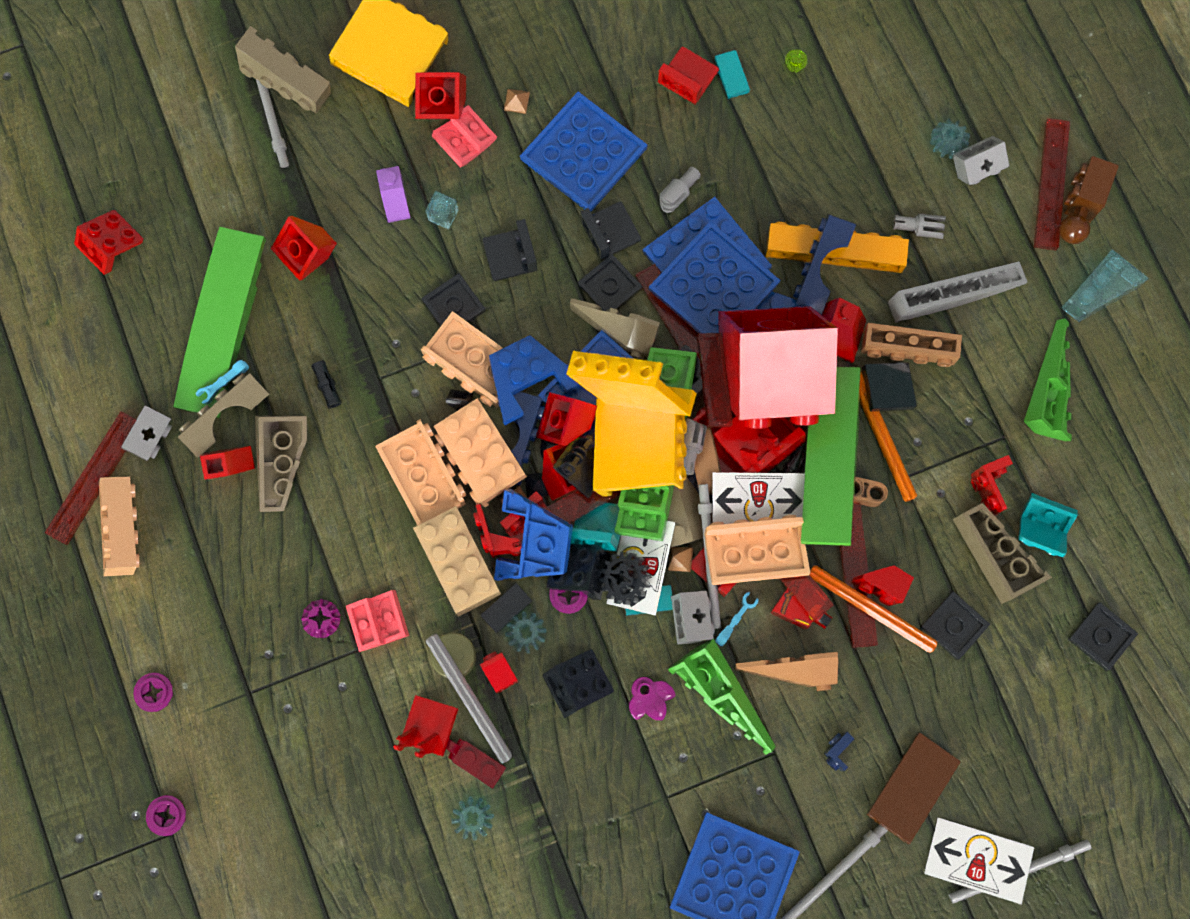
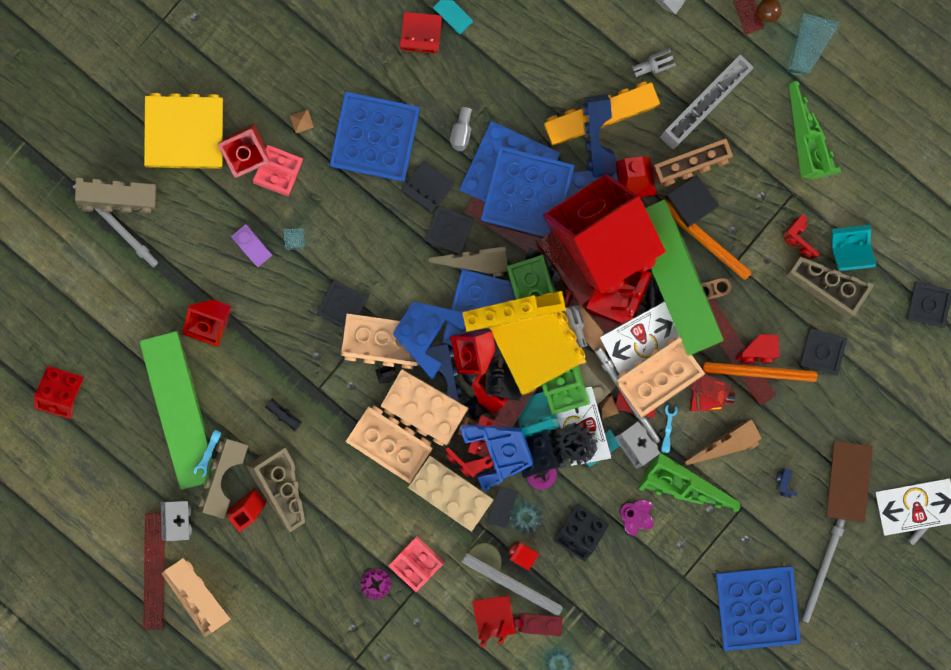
camera: 30 degrees left, 10 degrees up
(510, 253) = (363, 245): black bracket -> none

